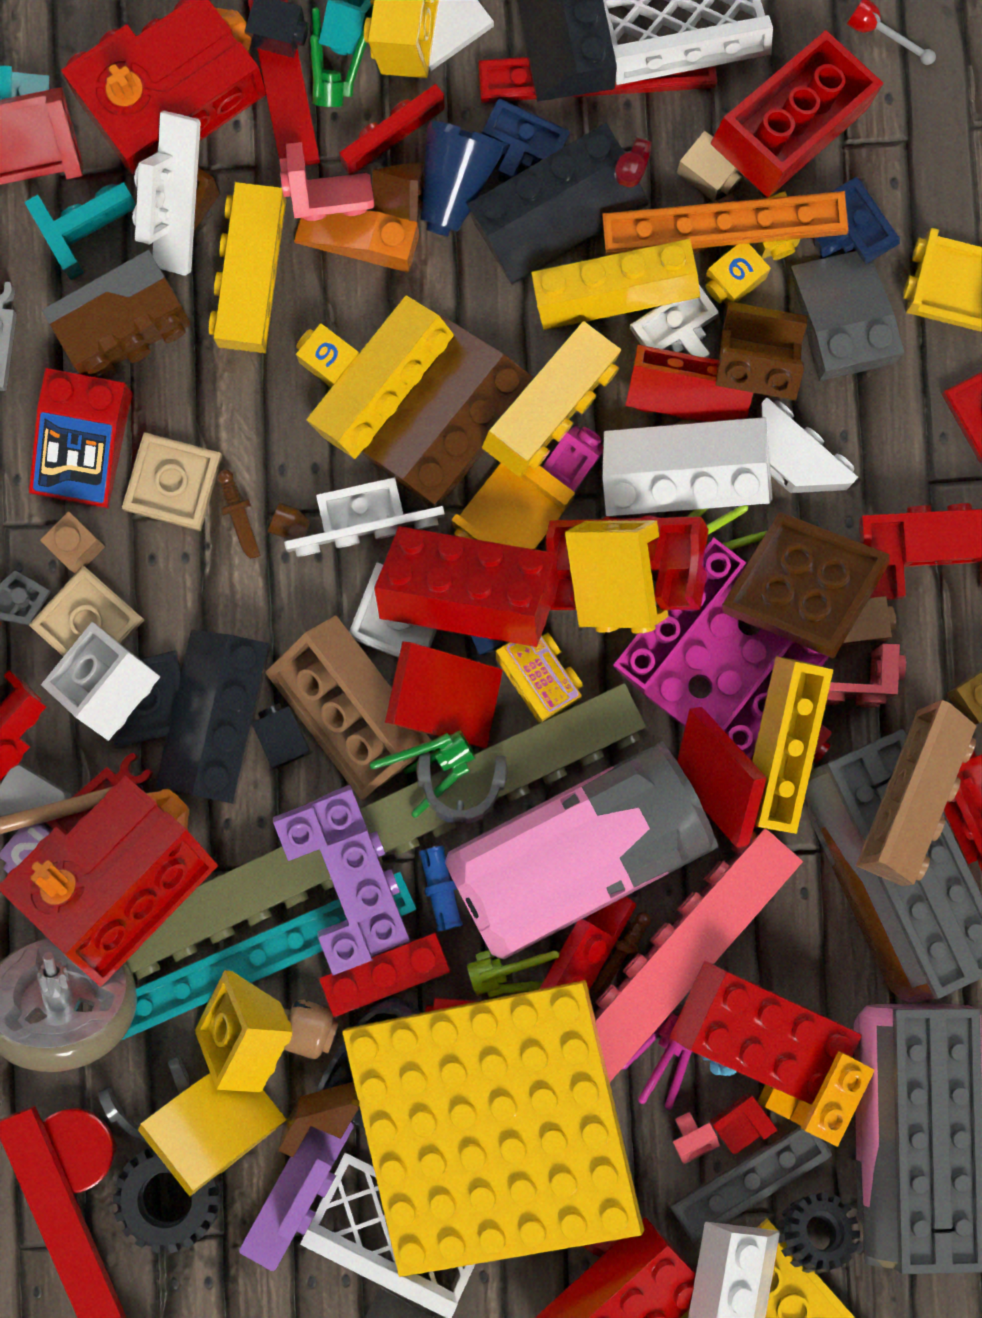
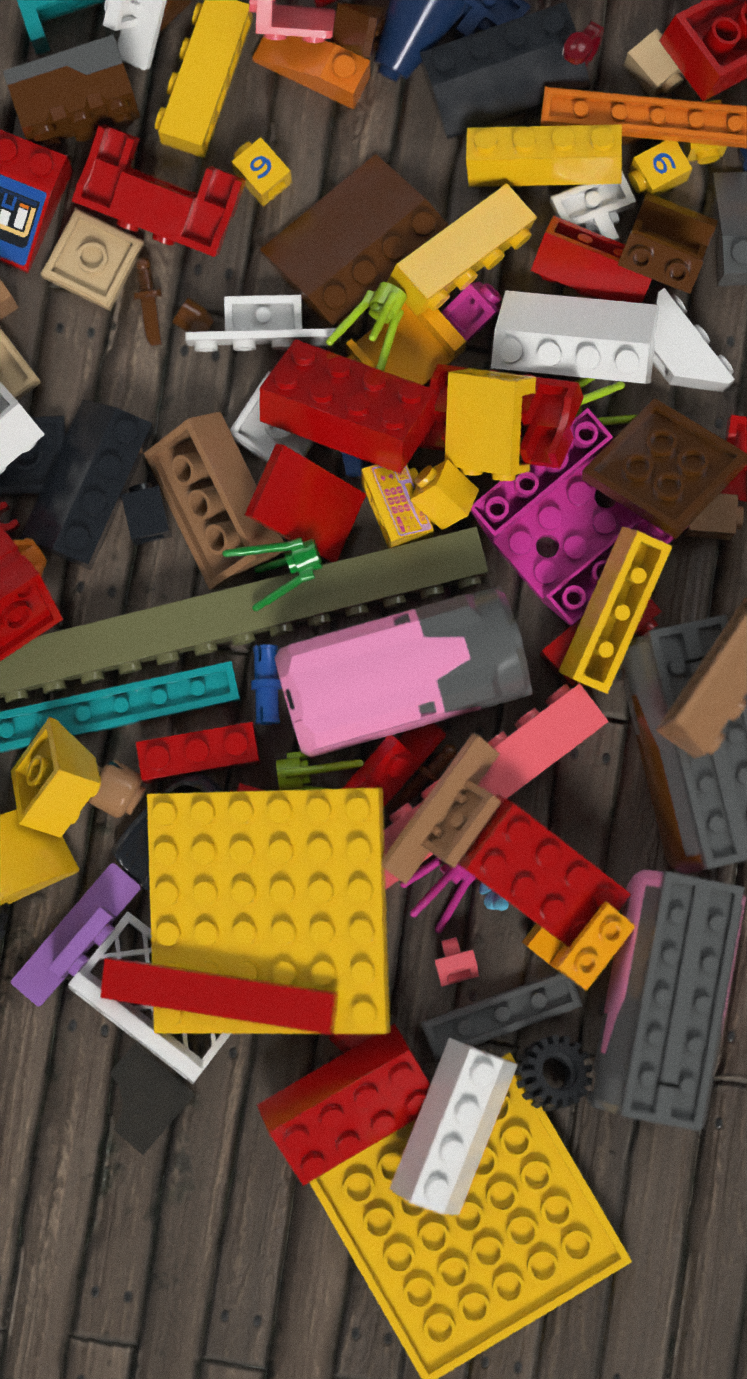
camera: 10 degrees right, 0 degrees up
(225, 413) = (153, 204): none -> red bracket
(326, 1110) = (117, 866): reddish brown slope -> none
(353, 863) = (190, 652): medium lavender bracket -> none
(380, 377) = (306, 198): yellow brick -> none
(460, 1228) = (219, 995): none -> red tile
(461, 815) = (297, 615): dark grey piece -> none
(486, 477) = (384, 307): none -> lime plant
(584, 656) = (444, 494): none -> yellow brick
(661, 994) = (449, 815): none -> medium nougat bracket
(721, 776) = (548, 628): red tile -> none
(742, 1123) = (504, 959): red panel -> none
(885, 671) = (705, 583): coral bracket -> none

